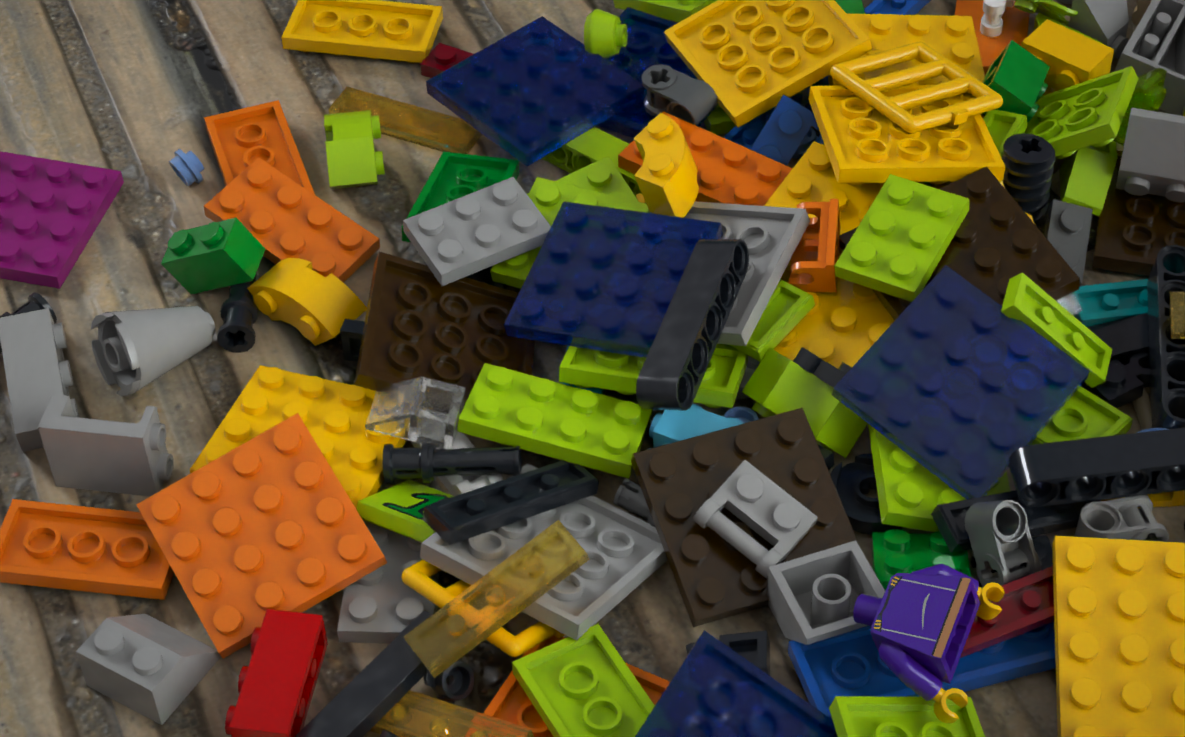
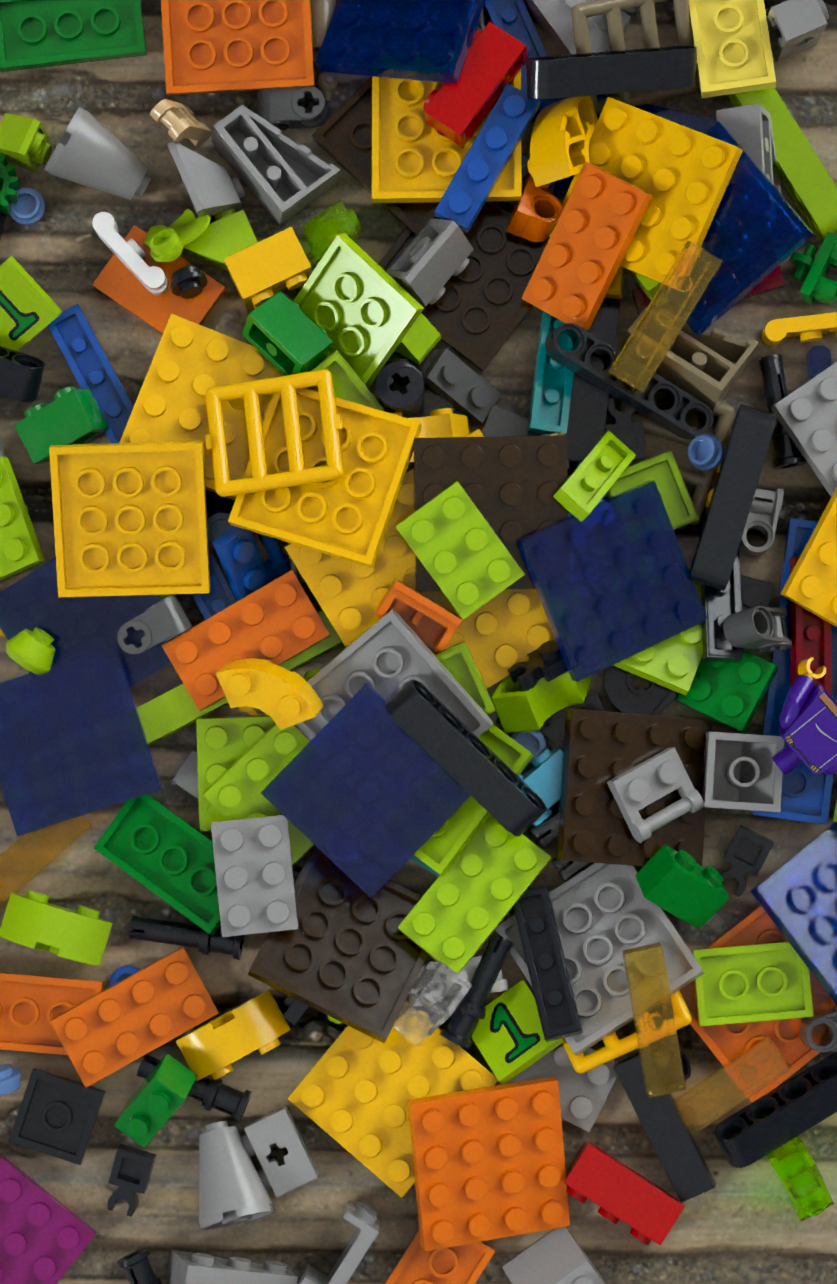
camera: 65 degrees left, 40 degrees up
(127, 283) = (132, 1174): none -> black plate
(161, 209) = (57, 1116): none -> black plate
(201, 379) = (298, 1163): none -> light grey brick
(389, 229) = (185, 935): none -> black pin
(666, 589) = (682, 886): none -> green brick
(1006, 30) = (188, 282): none -> black plate

